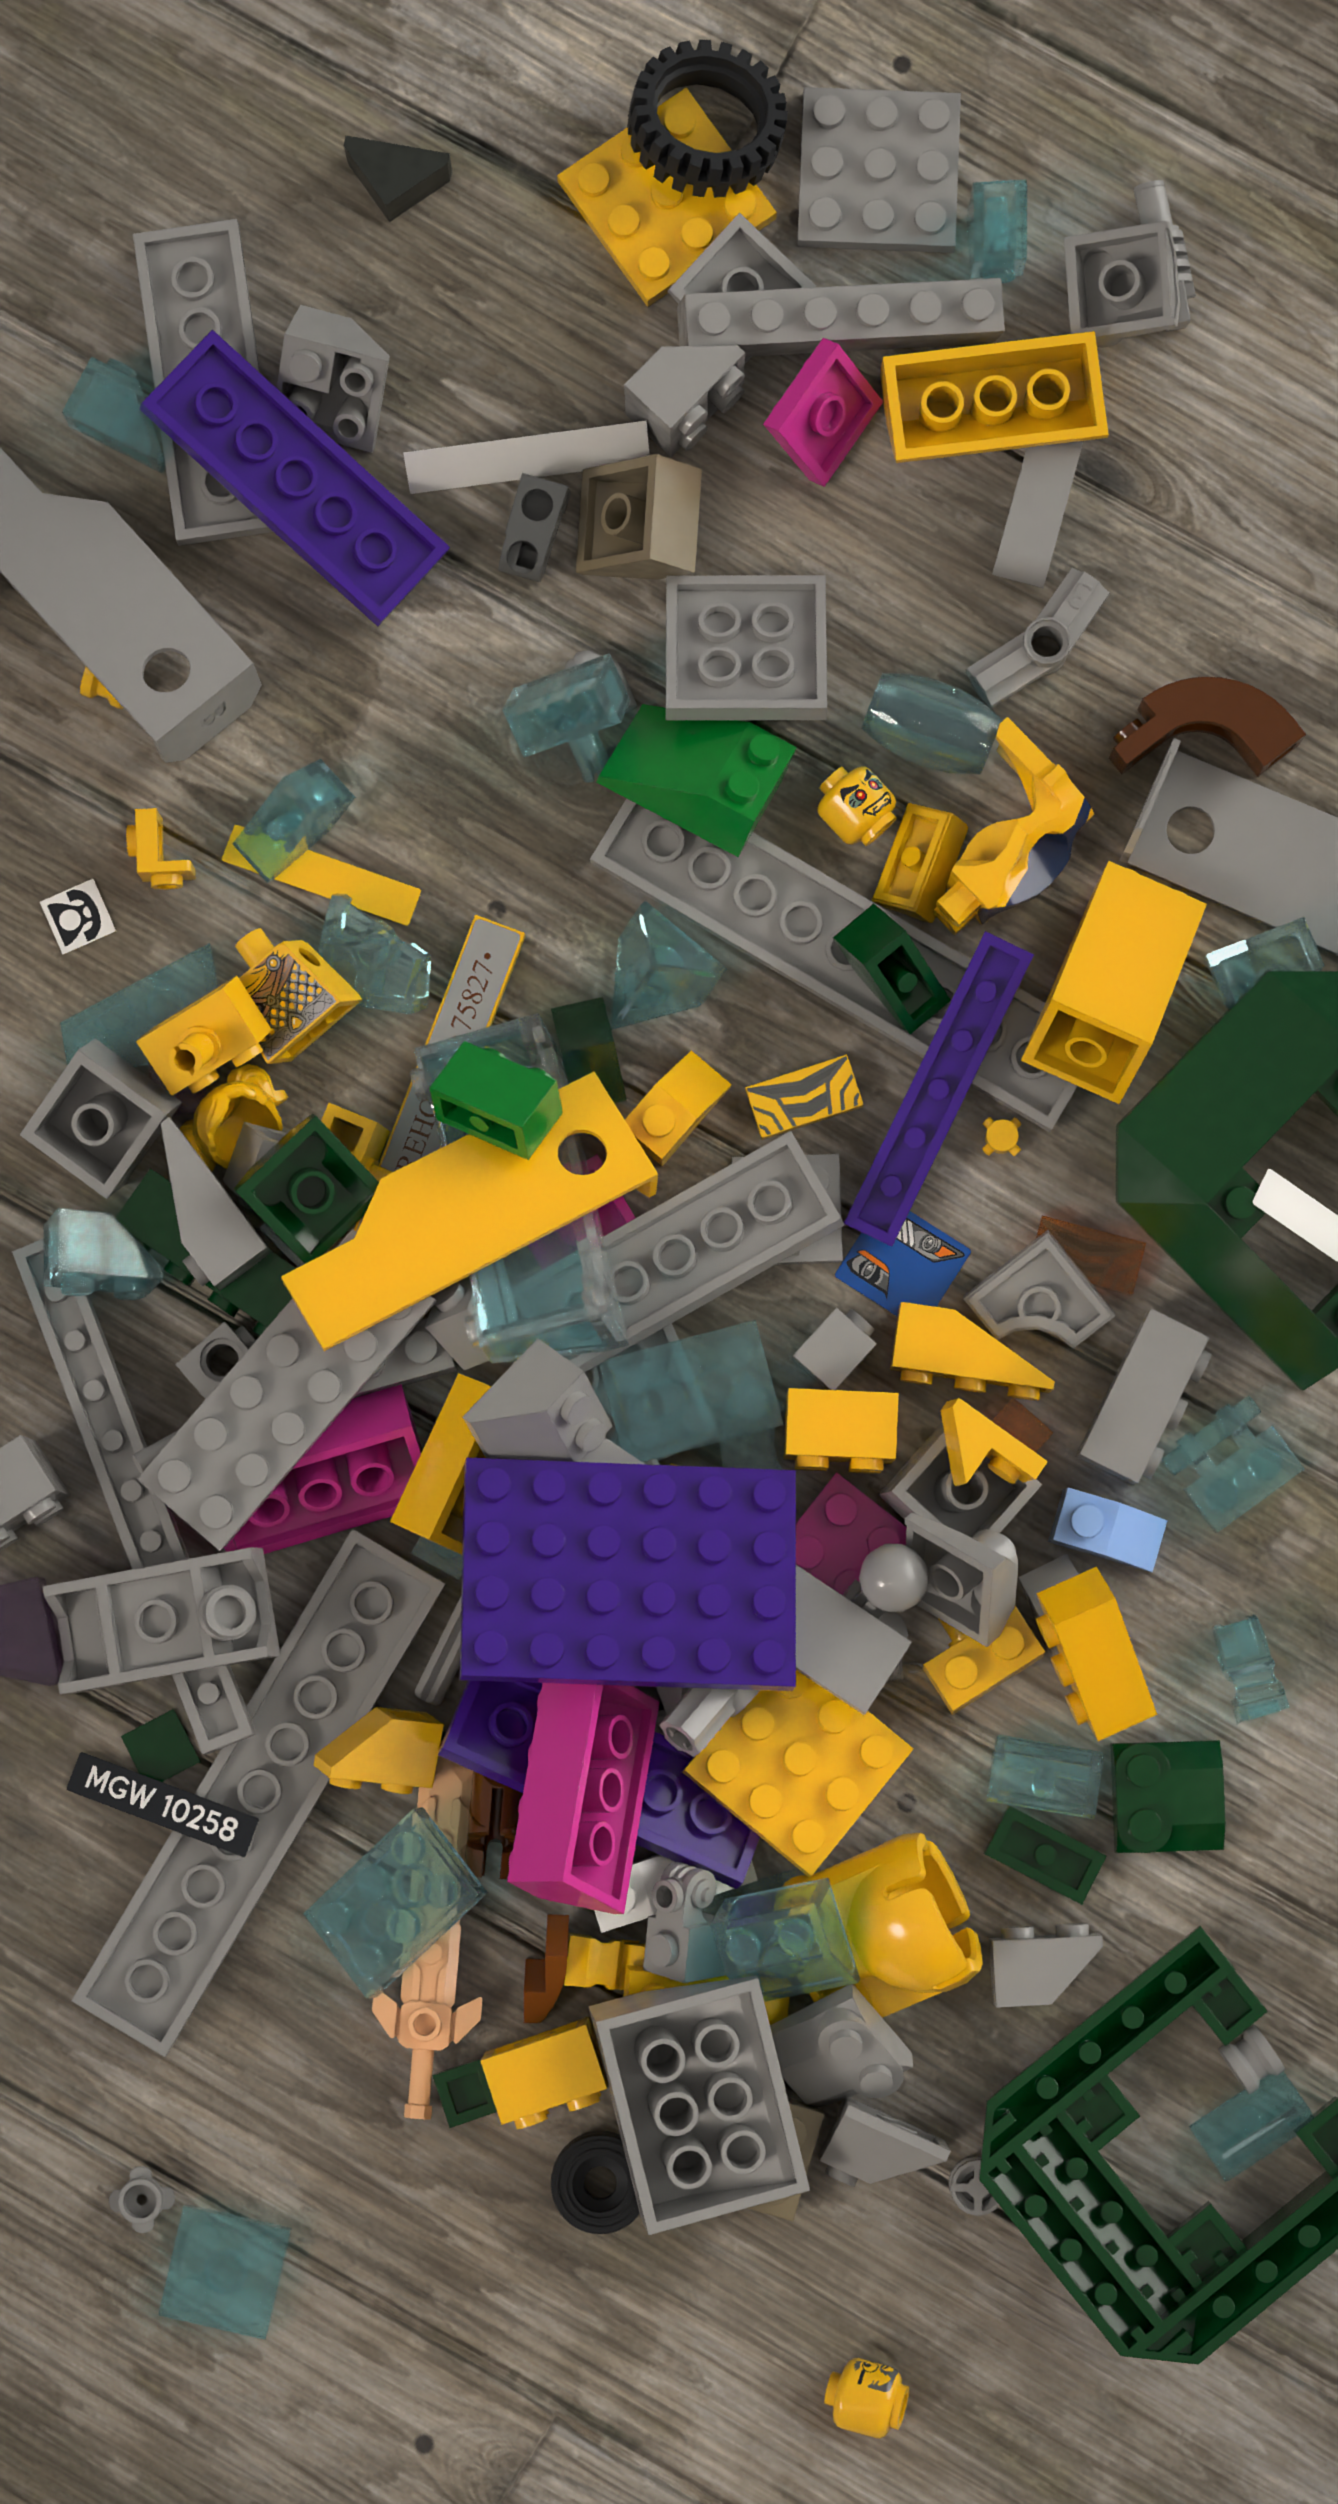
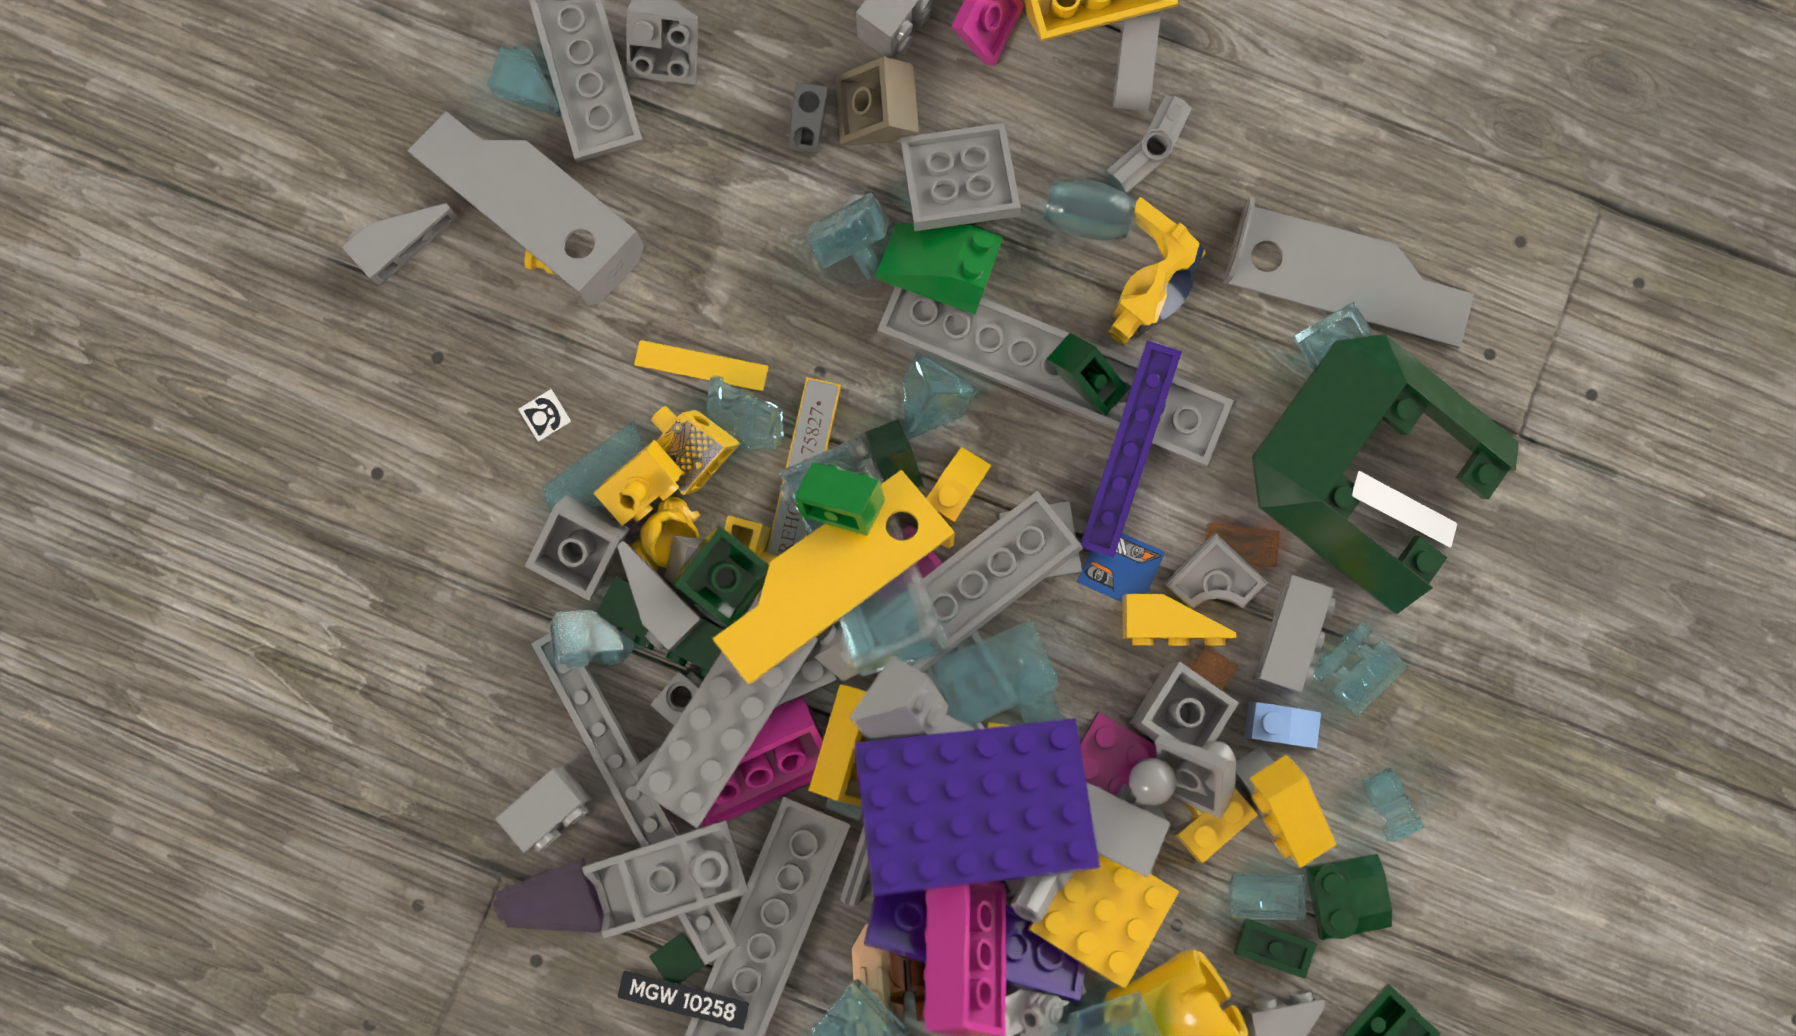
camera: 10 degrees left, 0 degrees up
(146, 844) = (582, 360): yellow bracket -> none
(293, 819) = (677, 330): clear light blue slope -> none
(294, 477) = (646, 106): dark purple plate -> none
(384, 1748) = (826, 942): yellow slope -> none
(530, 455) = (803, 69): white sticker -> none
(804, 1097) = (1040, 466): tile -> none
(836, 1348) = (1086, 631): light grey brick -> none
(840, 1428) = (1099, 683): yellow brick -> none
(856, 805) = (1047, 270): yellow head -> none
(920, 861) = (1093, 301): yellow slope -> none
(974, 1436) = (1191, 680): yellow slope -> none
(1001, 1136) = (1173, 474): yellow piece -> none
(1114, 983) = (1236, 363): yellow slope -> none
(1211, 705) = (1277, 173): reddish brown arch -> none

